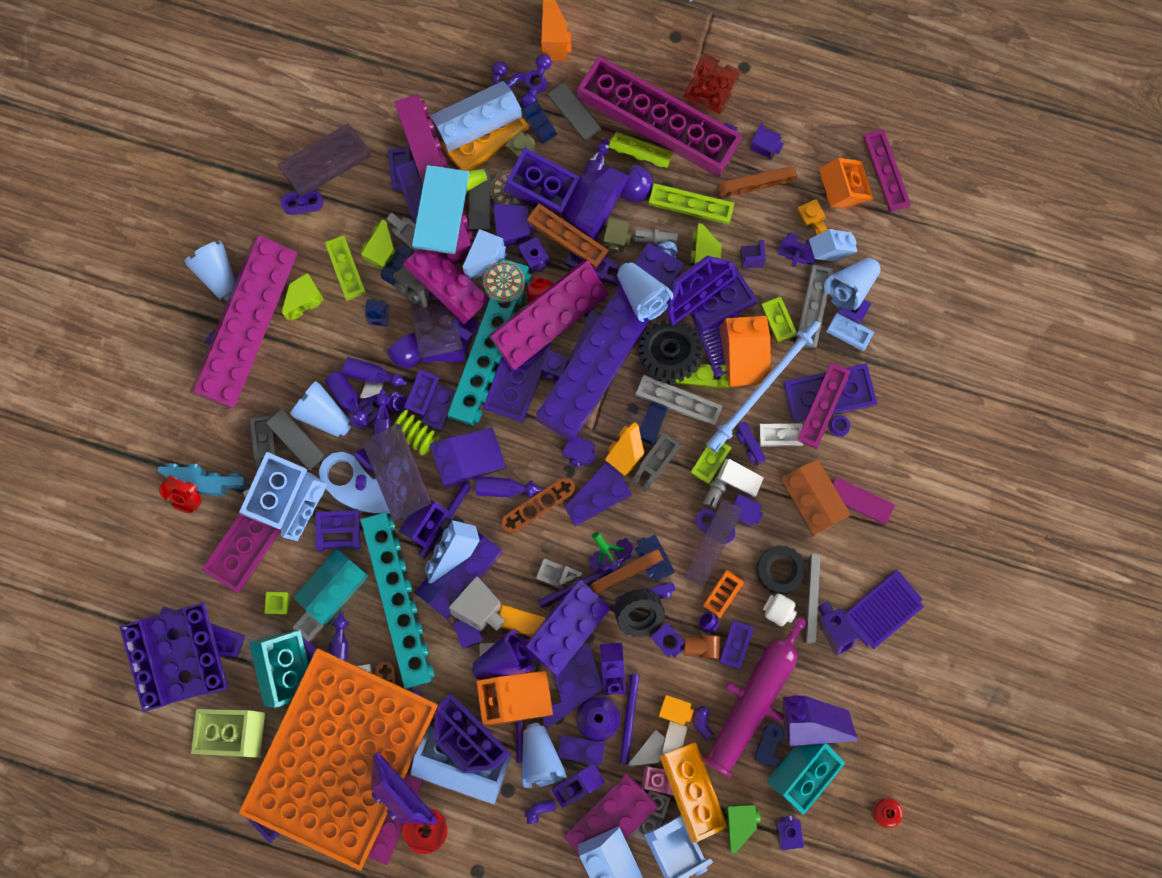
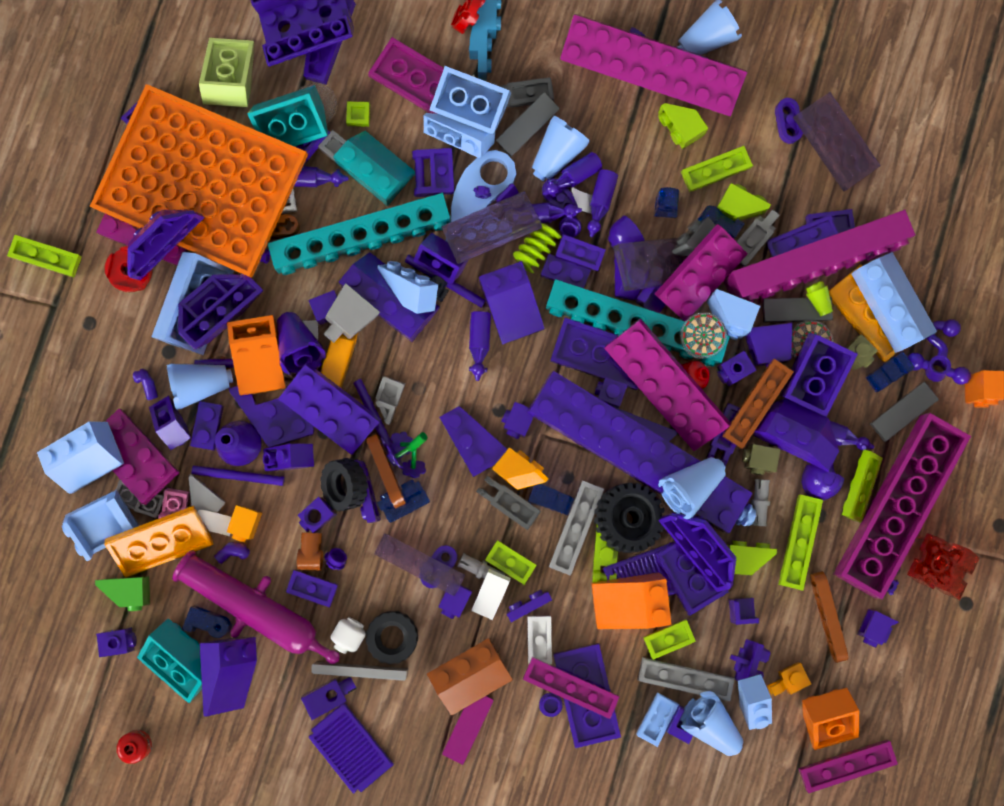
camera: 85 degrees right, 5 degrees up
(440, 209) = (781, 263): medium azure tile -> none
(537, 504) = (459, 379): dark orange beam -> none
(725, 431) = (541, 577): light blue bar -> none
(732, 576) = (387, 578): orange slope -> none

